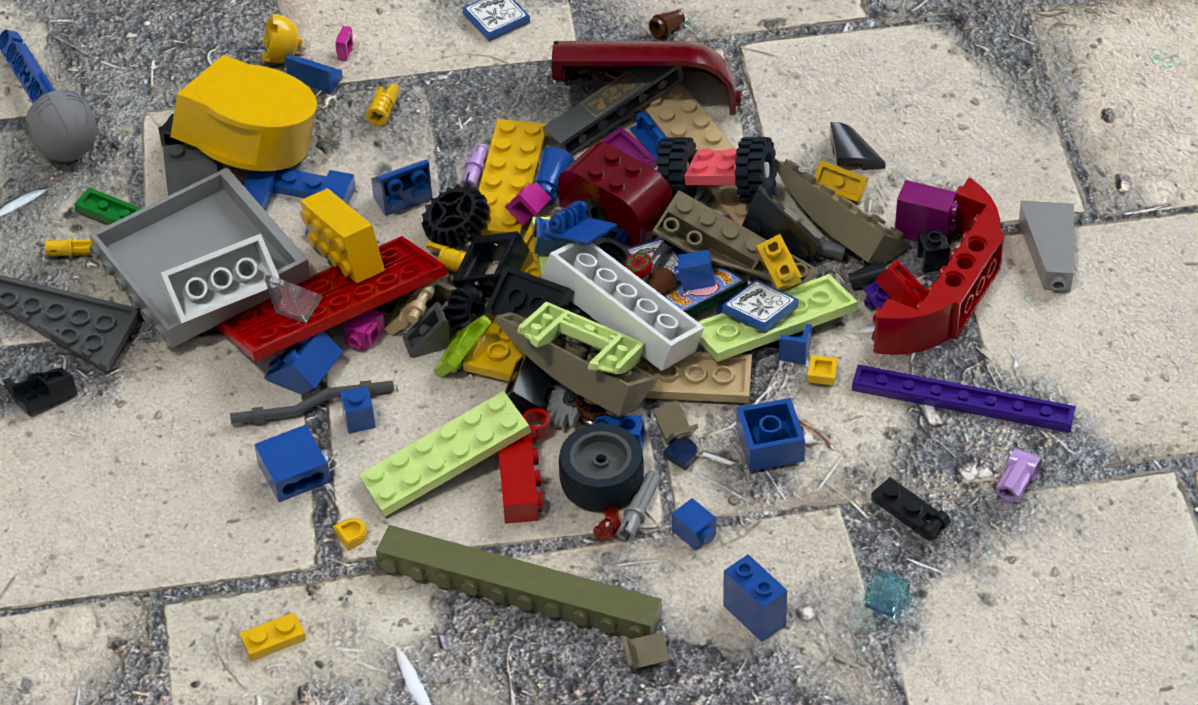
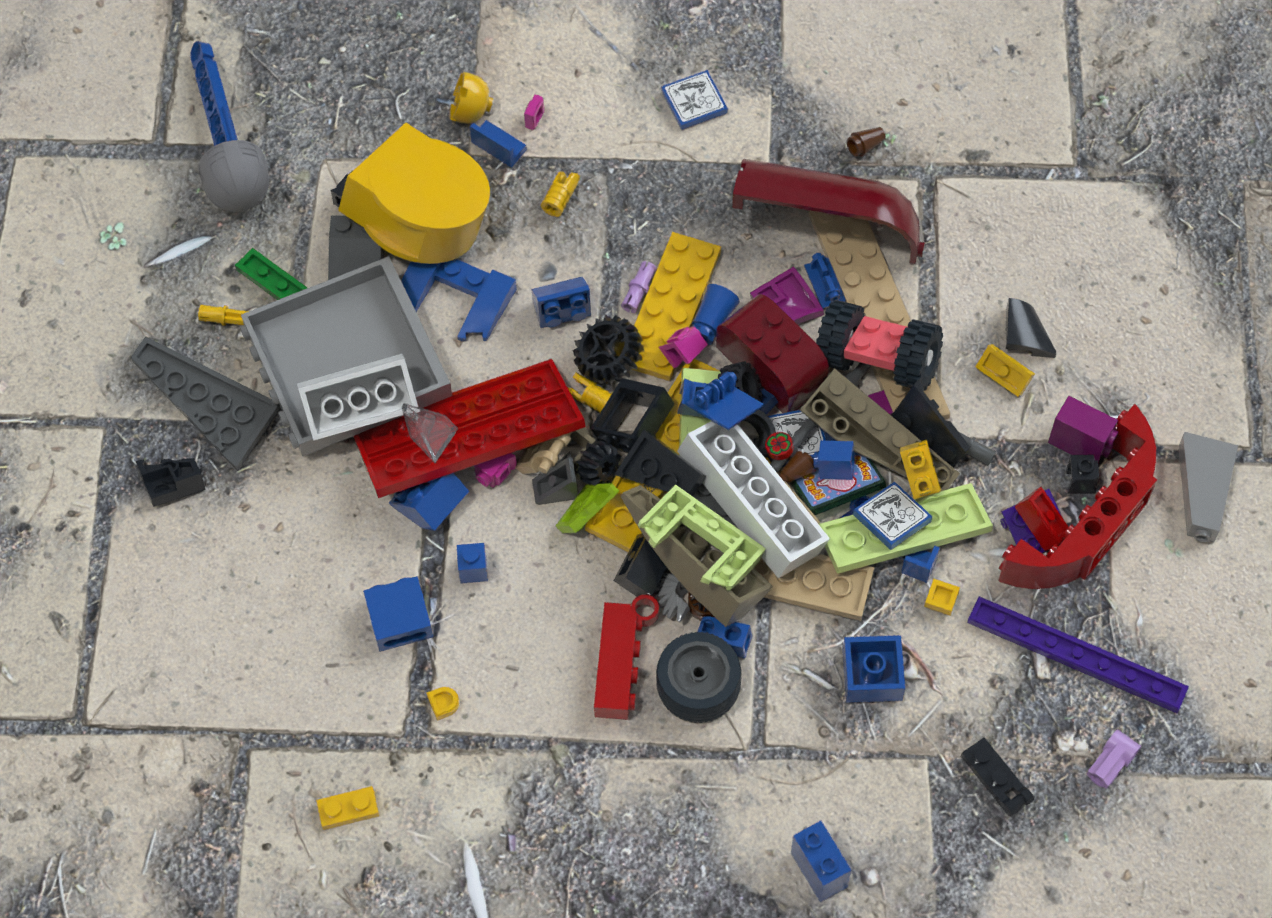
camera: 10 degrees right, 15 degrees up
(259, 415) = (376, 548): dark grey bar -> none
(341, 235) = (488, 360): yellow brick -> none
(444, 453) = (548, 632): yellowish green plate -> none
(518, 583) = (594, 795): olive brick -> none
(608, 526) = (695, 742): clear red arm -> none
(610, 106) = (779, 244): dark grey brick -> none
(635, 513) = (723, 733): light grey axle -> none
(645, 650) = (702, 896): dark tan bracket -> none
(673, 422) = (780, 634): dark tan bracket -> none
(681, 452) = (783, 668): dark blue tile -> none
(694, 524) = (779, 758): blue brick -> none
(840, 218) = (997, 418): dark tan wedge -> none
(866, 275) = (1010, 491): black cone -> none
(888, 594) = (954, 876): clear light blue brick -> none

